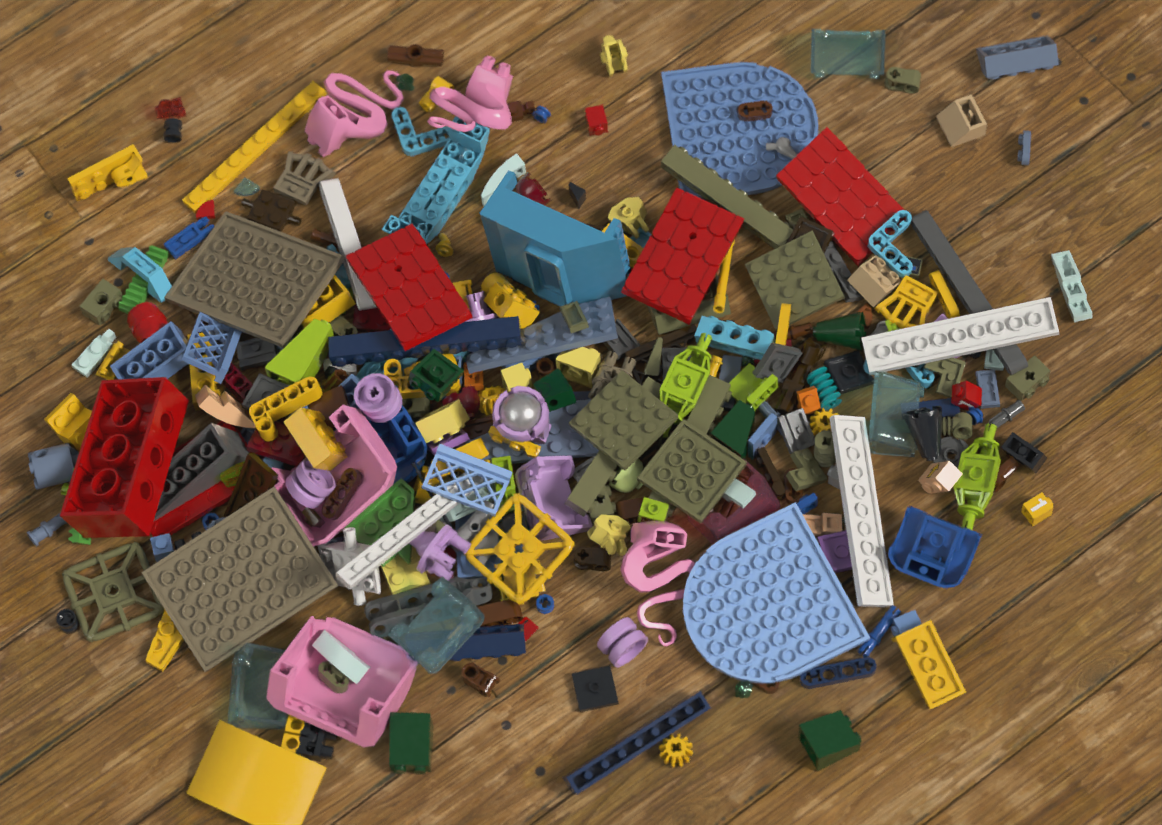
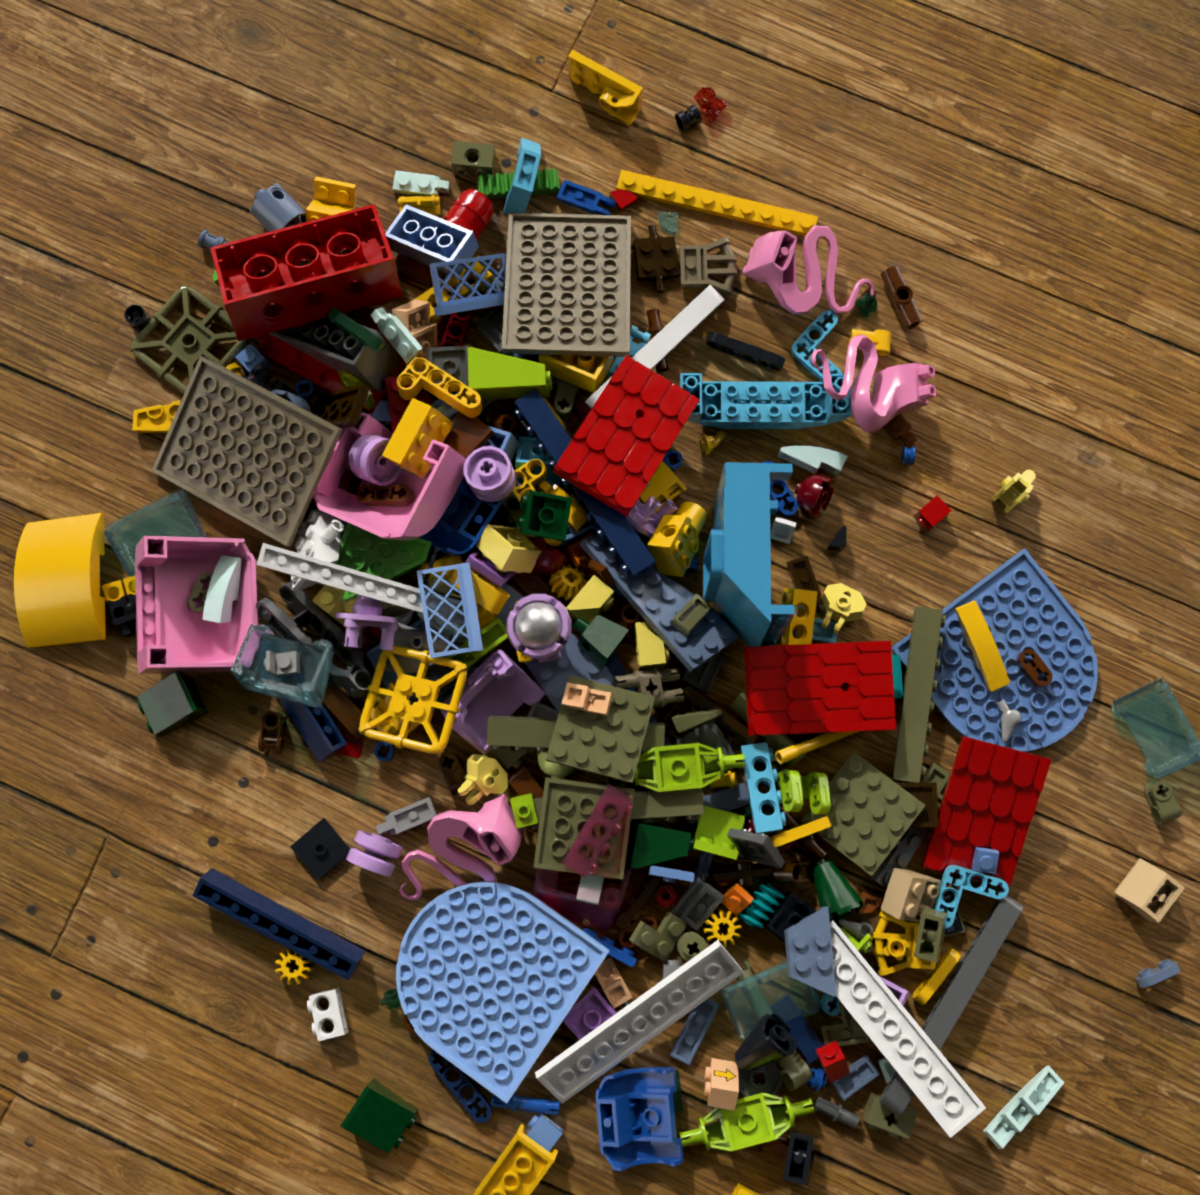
camera: 55 degrees right, 15 degrees up
(200, 438) = (355, 330): none -> clear green beam
(221, 415) = (396, 334): none -> light aqua hinge
(388, 185) = (745, 351): none -> black beam
(434, 627) = (282, 663): none -> light grey bracket
(492, 374) = (592, 568): none -> reddish brown tile
(596, 415) = (587, 699): none -> light nougat slope
(608, 607) = (408, 817): none -> light grey hinge
(710, 483) = (574, 858): none -> clear pink brick
(716, 134) = (982, 645): none -> yellow slope
(730, 737) = (334, 1013): none -> white brick
(753, 312) = (798, 788): none -> lime piece
(777, 458) = (673, 895): none -> red plate
(876, 361) = (811, 953): none -> sand blue wing
(877, 215) = (985, 860): none -> medium blue plate
(891, 485) = (694, 1031): none -> sand blue tile
(909, 277) = (930, 934): none -> olive brick
(910, 306) = (900, 951): none -> yellow plate

